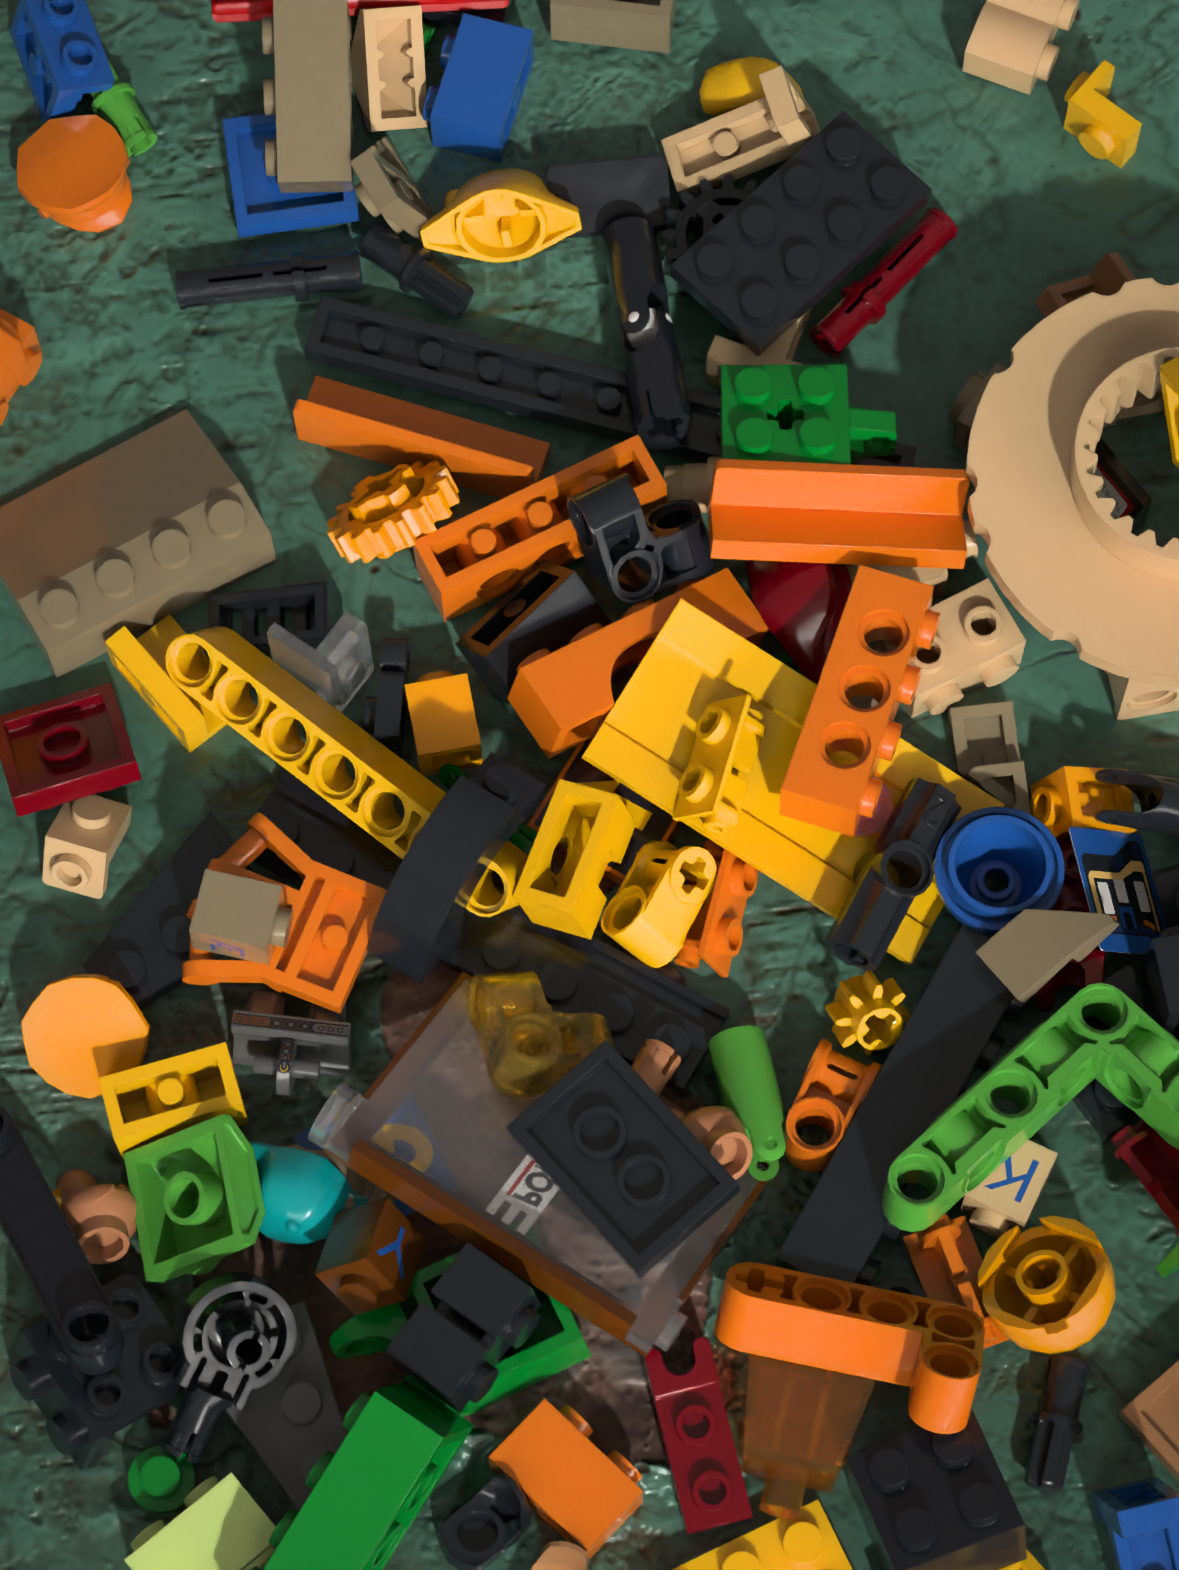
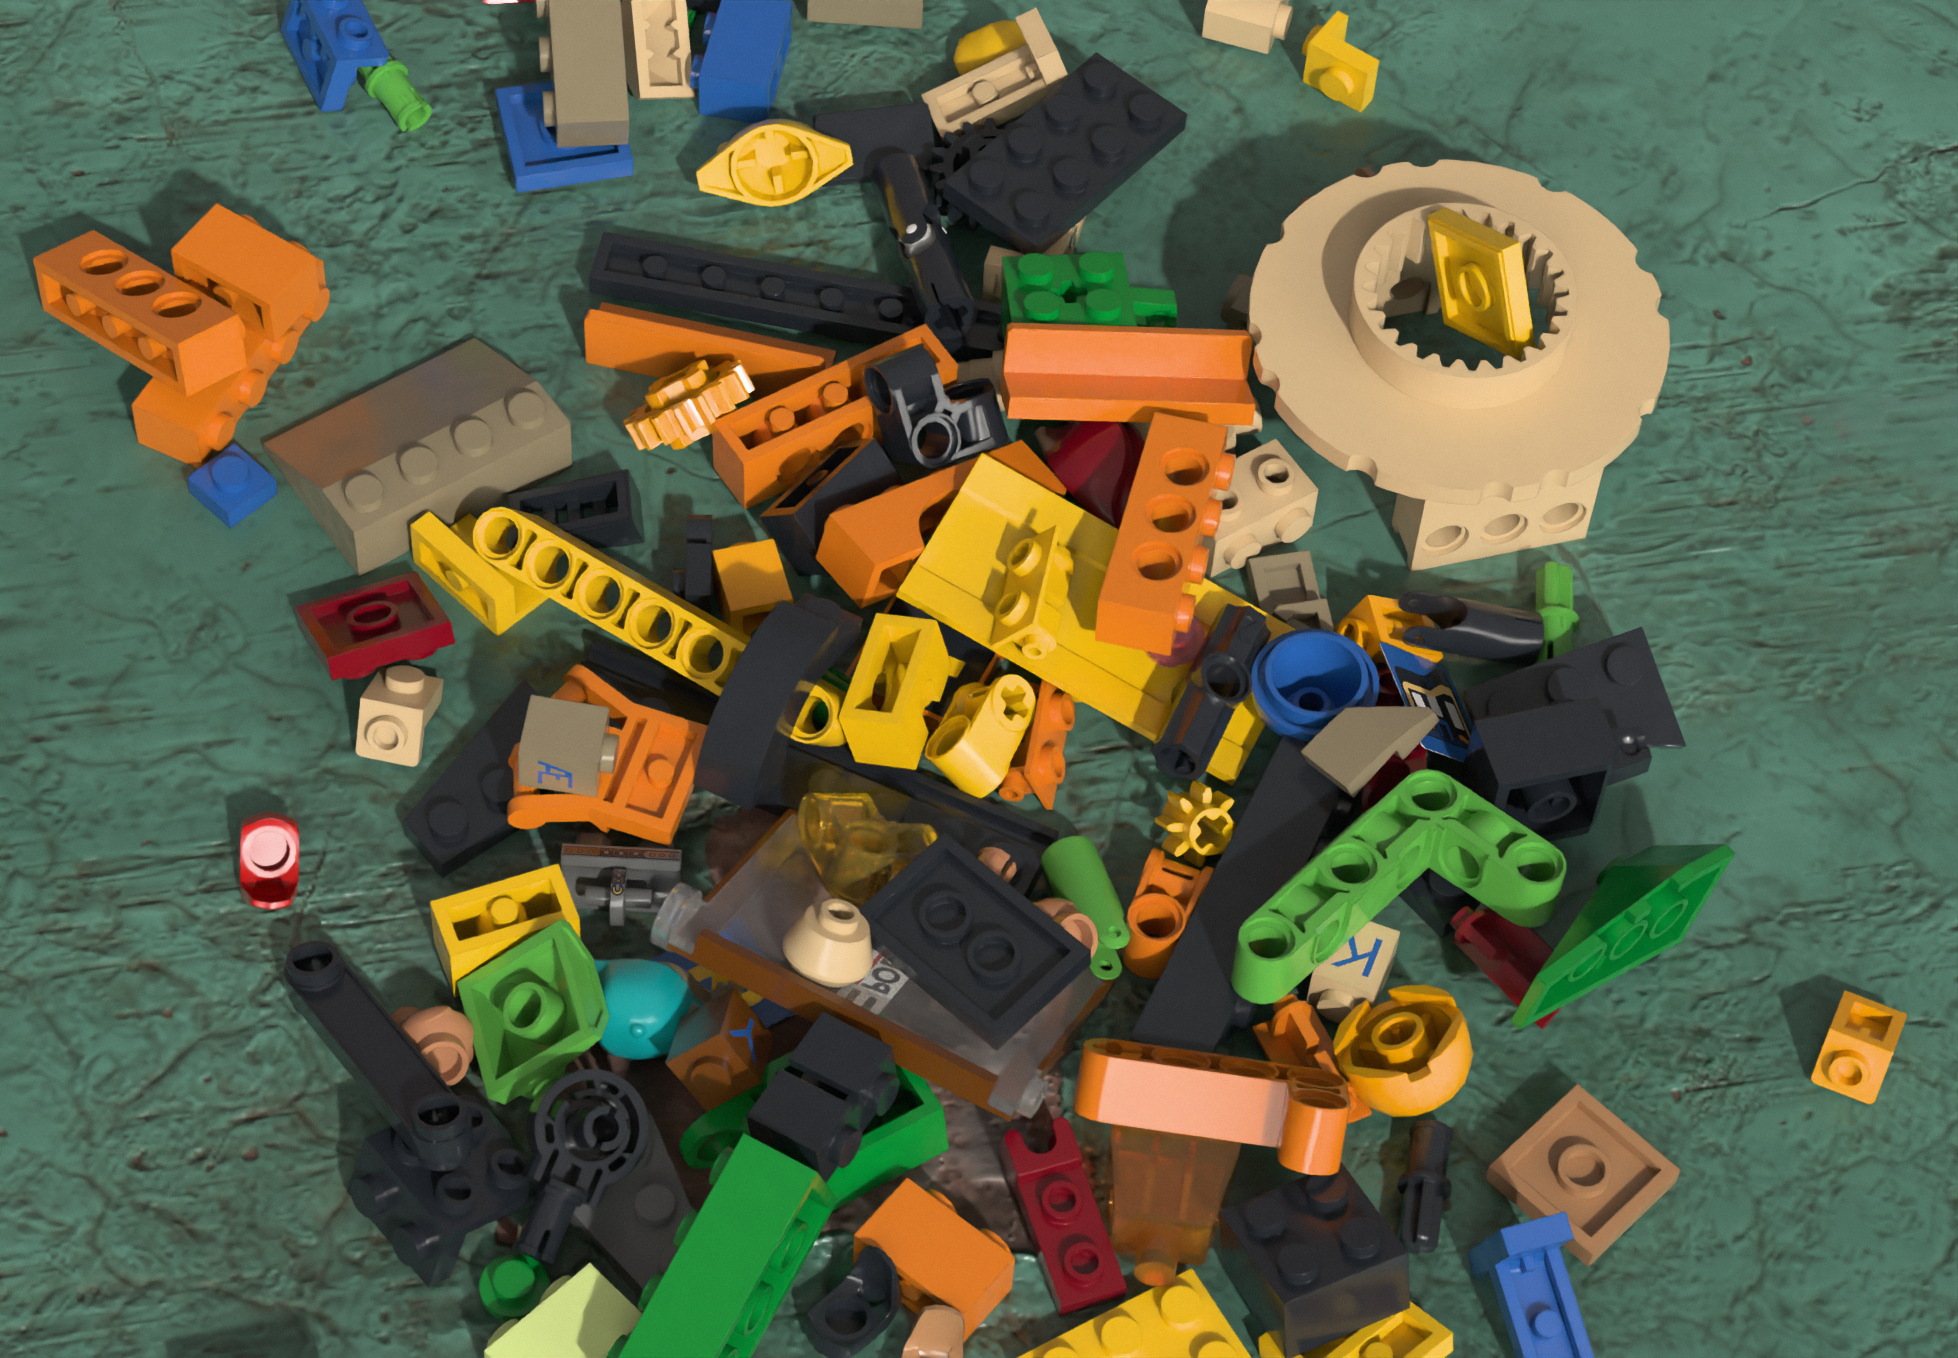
camera: 10 degrees left, 15 degrees down
(76, 173) = (355, 141): orange hat -> none
(84, 1032) = (405, 866): light orange hat -> none
(269, 280) = (562, 222): black pin -> none
(335, 667) = (635, 534): clear panel -> none
(390, 189) = (664, 139): dark tan wing -> none
(415, 270) = (691, 211): black axle -> none
(482, 1161) = (830, 944): none -> tan cone
(866, 300) = (1131, 220): dark red pin -> none

